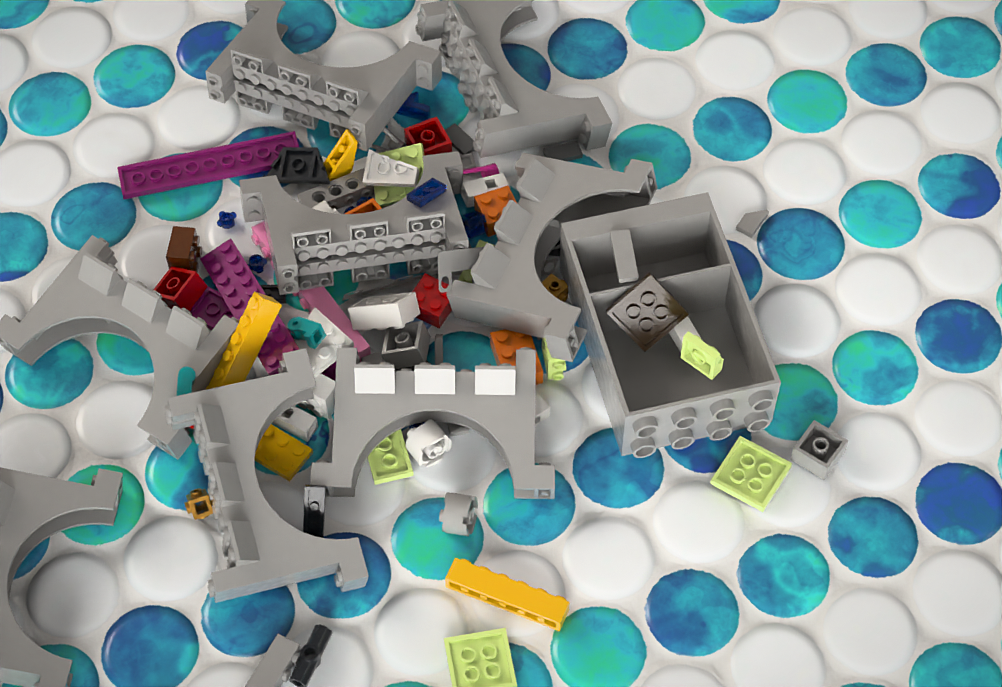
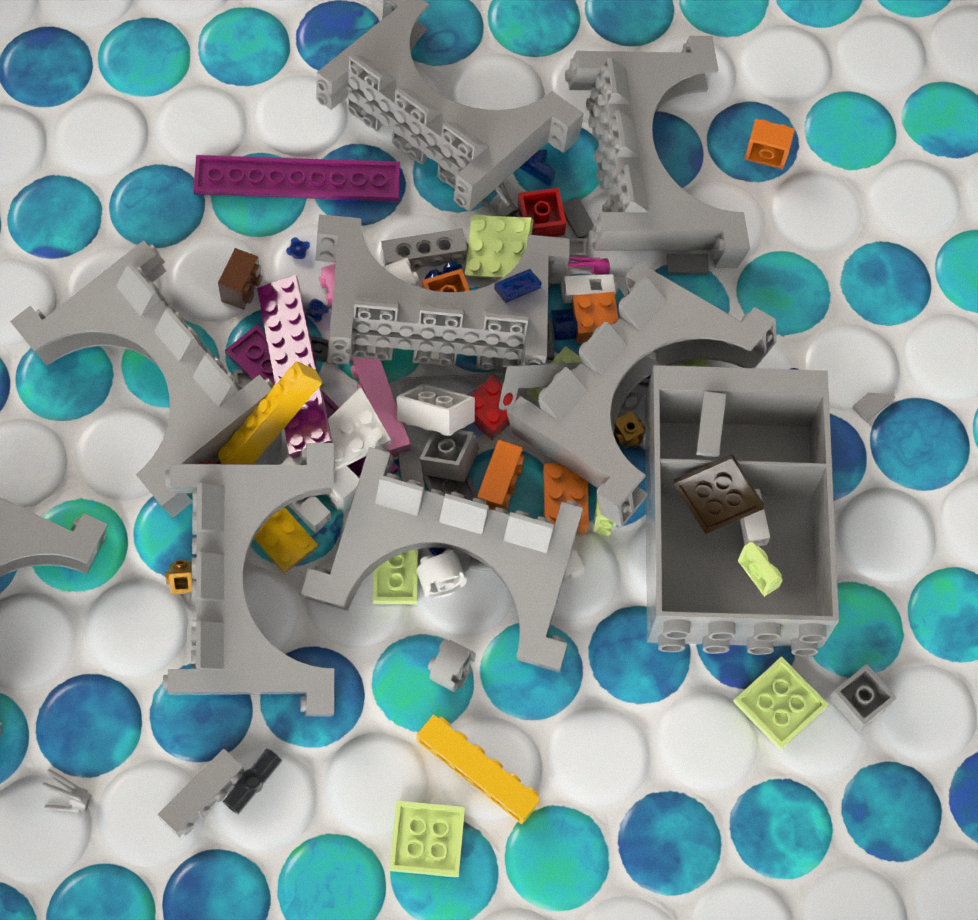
camera: 10 degrees right, 10 degrees up
(181, 288) = (223, 322): red brick -> none
(186, 379) = (198, 440): teal leg -> none
(299, 166) = (391, 208): black wing -> none
(306, 330) = (342, 414): teal leg -> none
(314, 510) = (297, 625): black plate -> none
(342, 157) = (438, 213): yellow slope -> none
(384, 171) = (486, 243): white wing -> none
(438, 349) = (484, 463): light grey tile -> none
(457, 344) = (502, 475): none -> orange brick
(602, 43) = (769, 143): none -> orange brick

